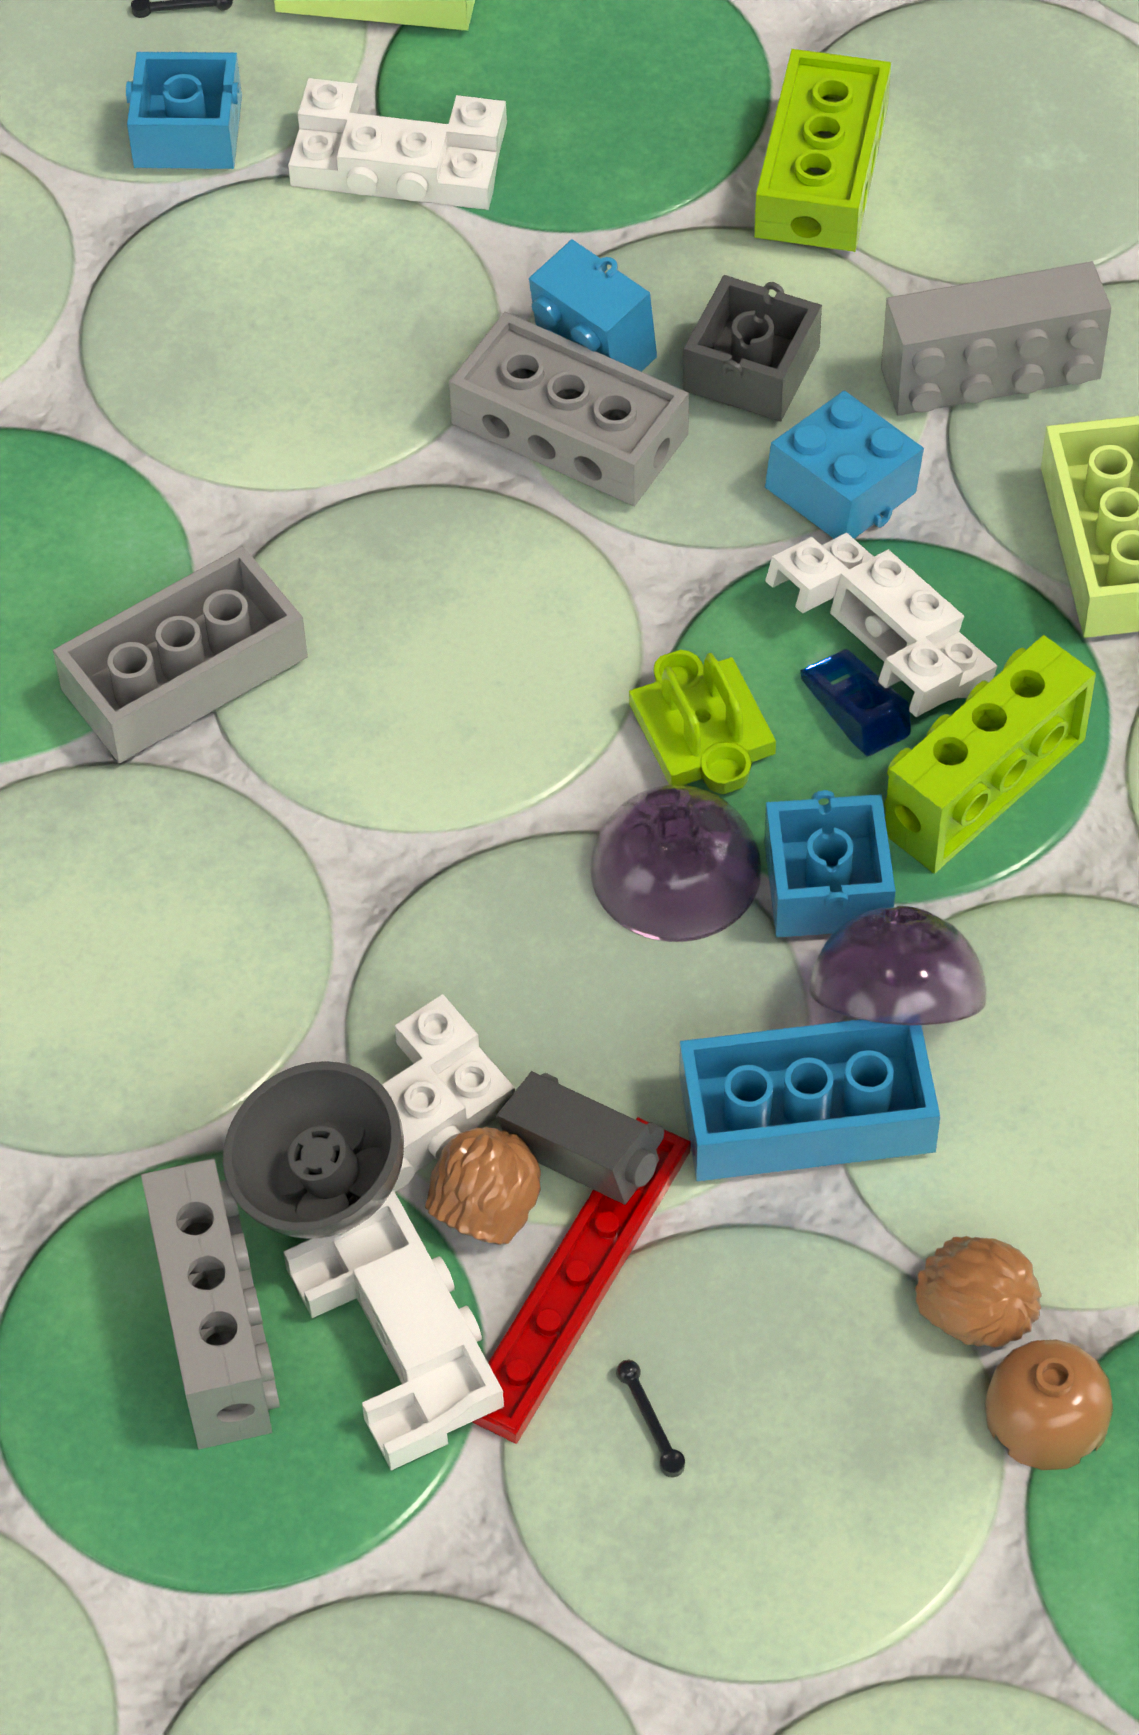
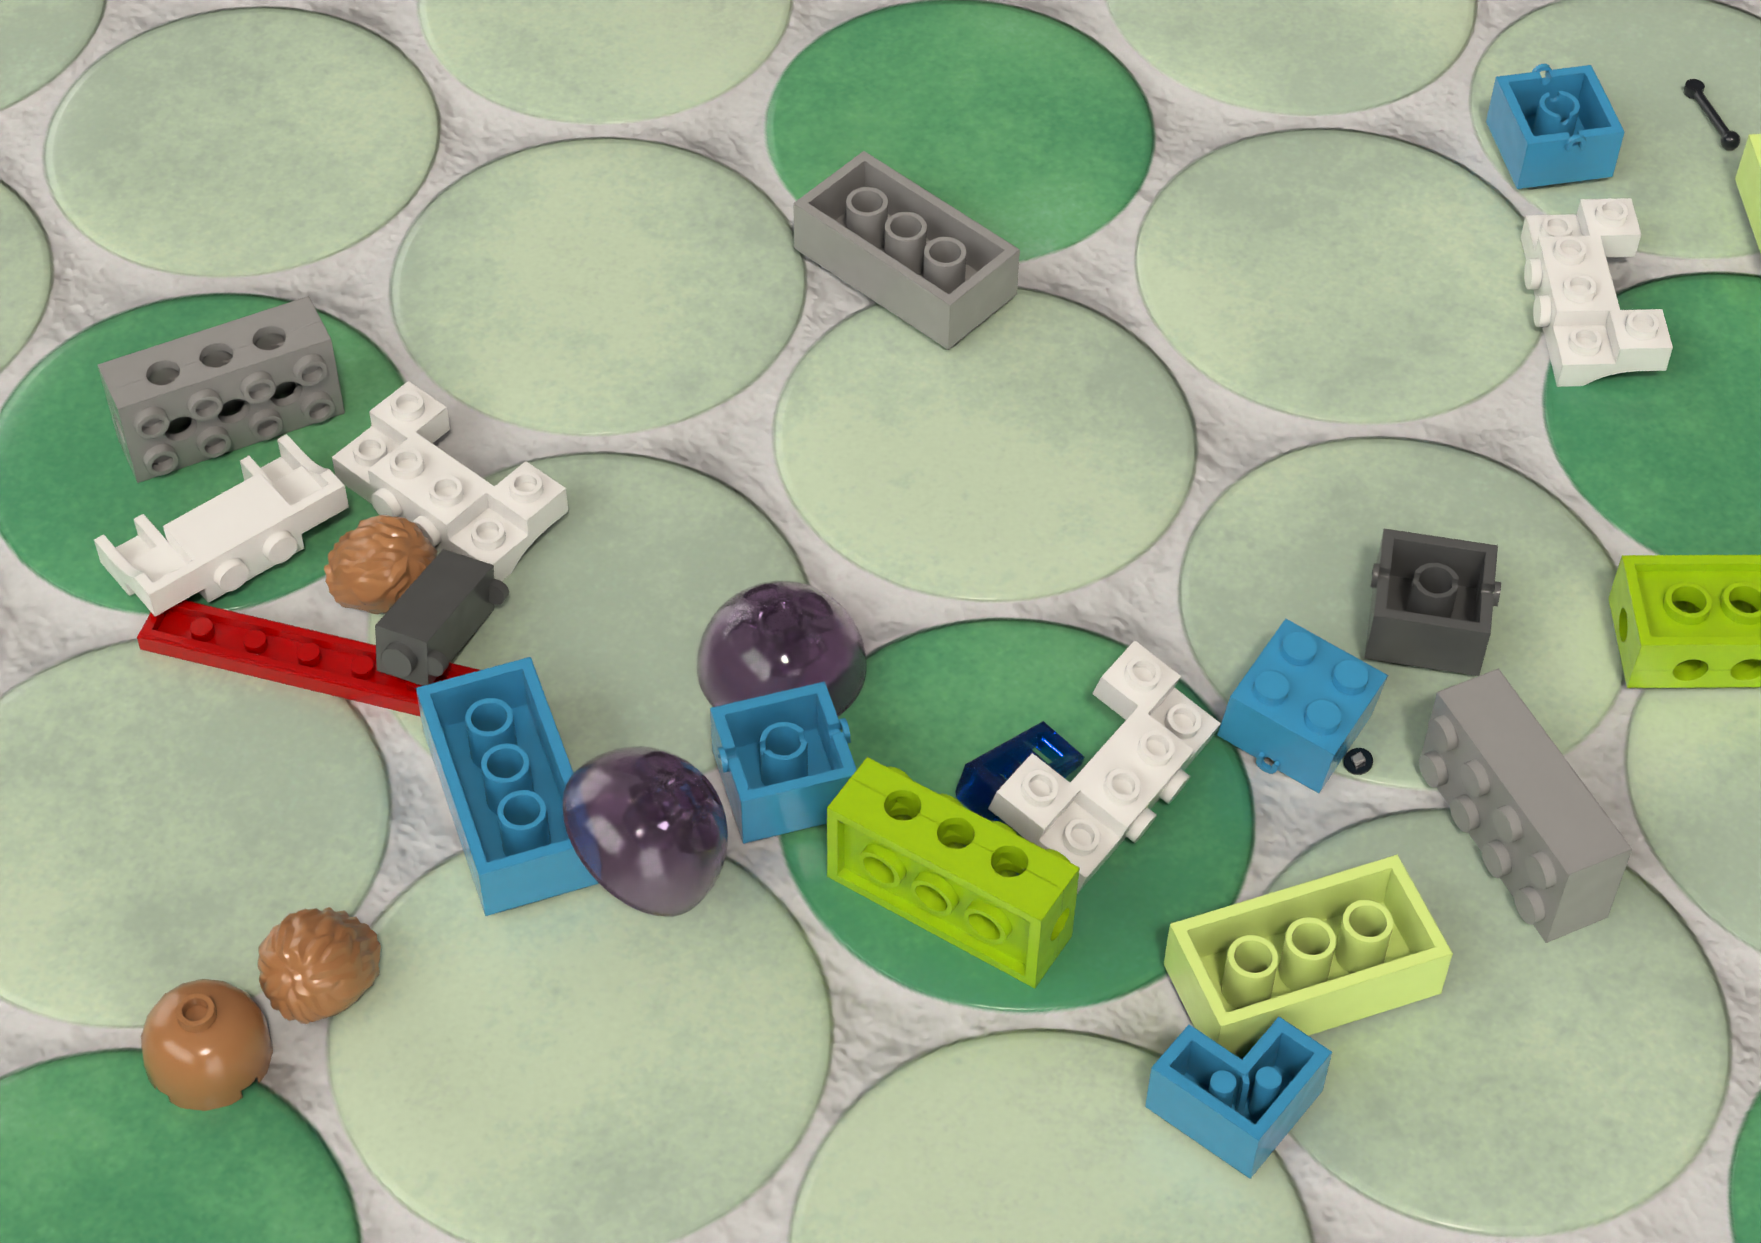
camera: 75 degrees right, 5 degrees down
(314, 1150) = (344, 404): dark grey piece -> none
(569, 408) = (1304, 412): light grey brick -> none
(594, 307) = (1407, 458): dark azure brick -> none
(672, 1461) = (127, 760): black hinge -> none
(702, 721) = (949, 646): lime piece -> none

